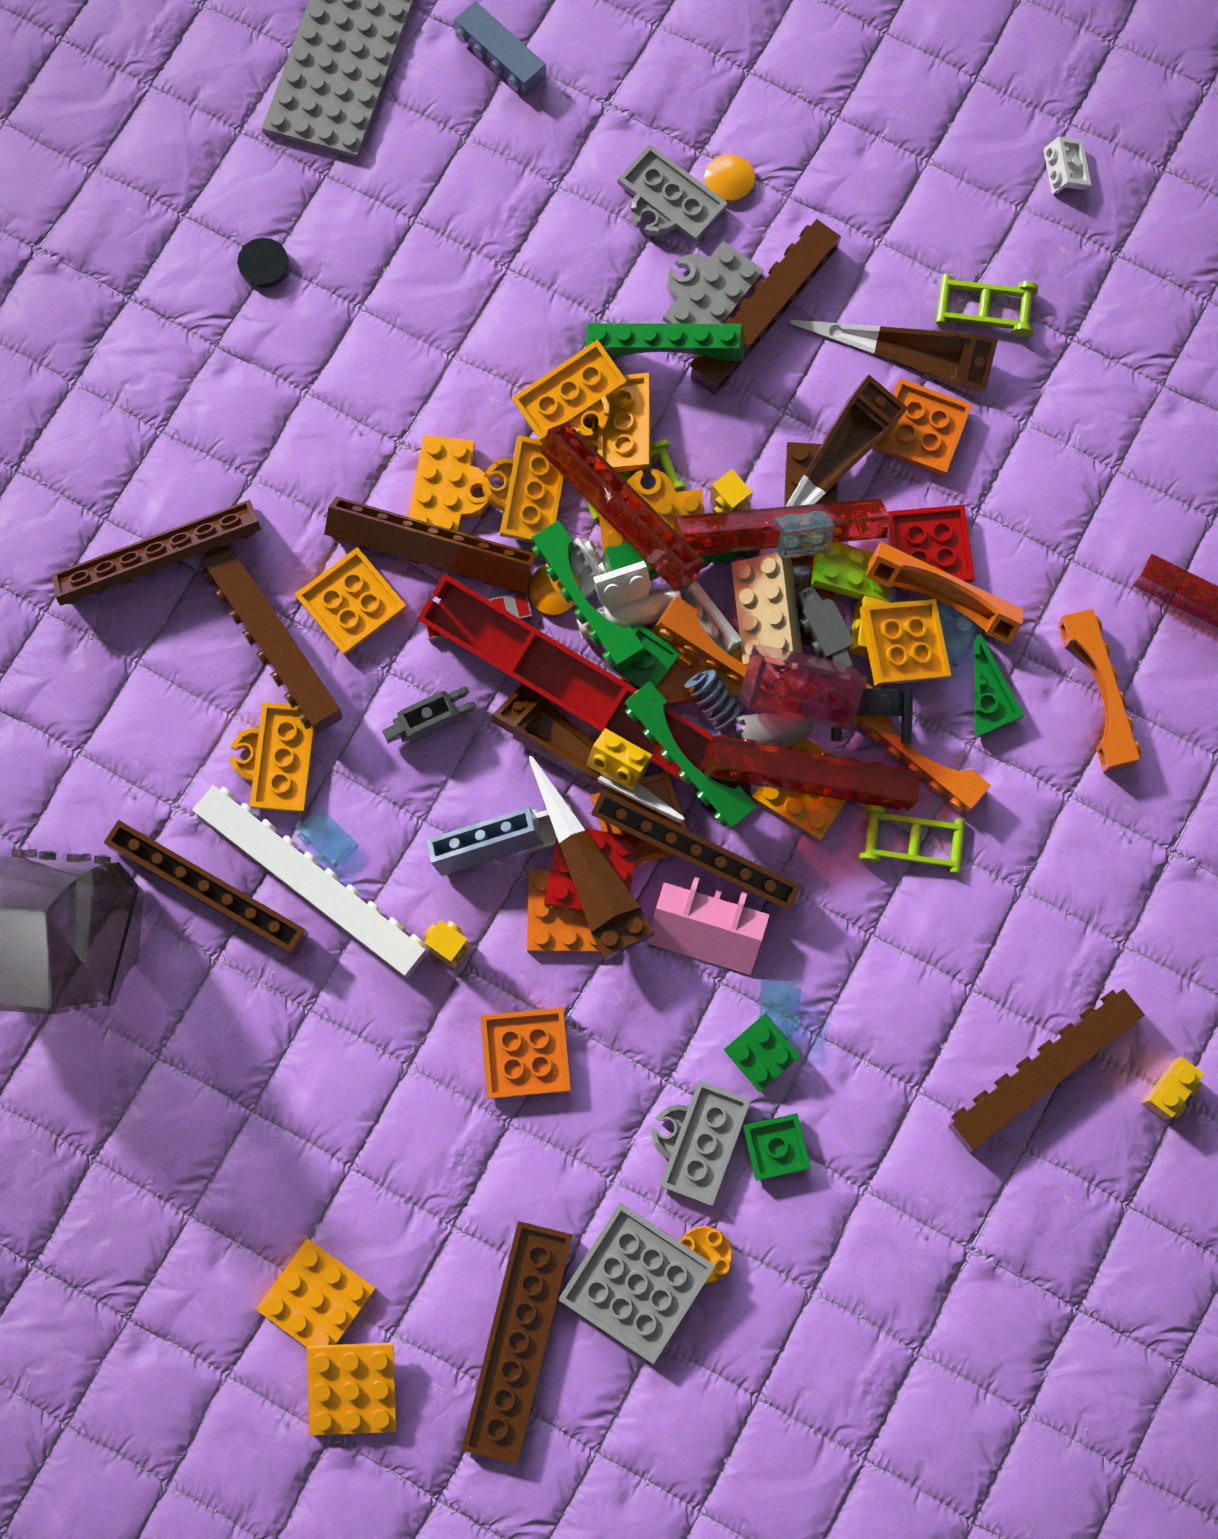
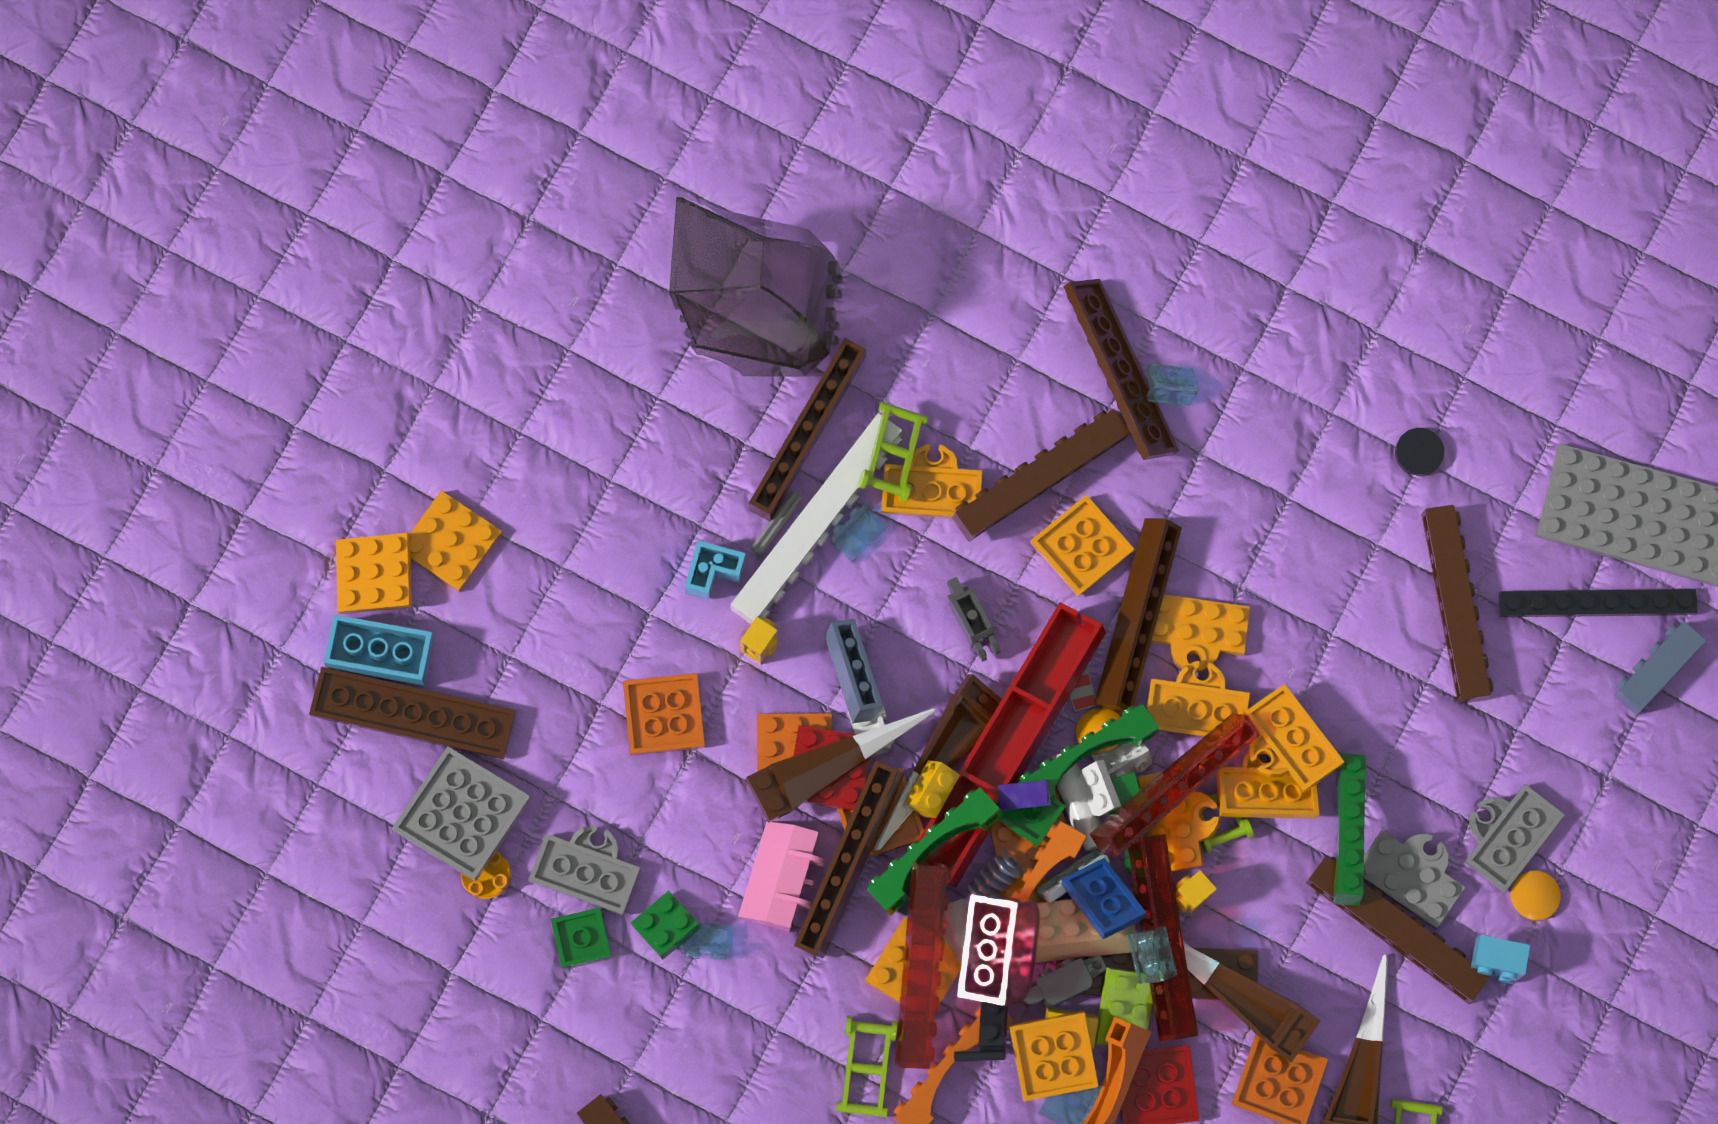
camera: 85 degrees right, 0 degrees up
(176, 501) = (1171, 384): none -> clear light blue bracket
(267, 822) = (867, 478): none -> lime piece
(312, 926) = (776, 523): none -> light grey axle
(355, 995) = (712, 562): none -> medium azure brick
(427, 233) = (1456, 604): none -> reddish brown brick
(430, 104) = (1598, 603): none -> black plate
(444, 1381) = (379, 650): none -> medium azure brick
(632, 657) = (1024, 795): none -> dark purple tile
(741, 582) = (1103, 898): none -> blue plate
(800, 204) = (1500, 958): none -> medium azure brick

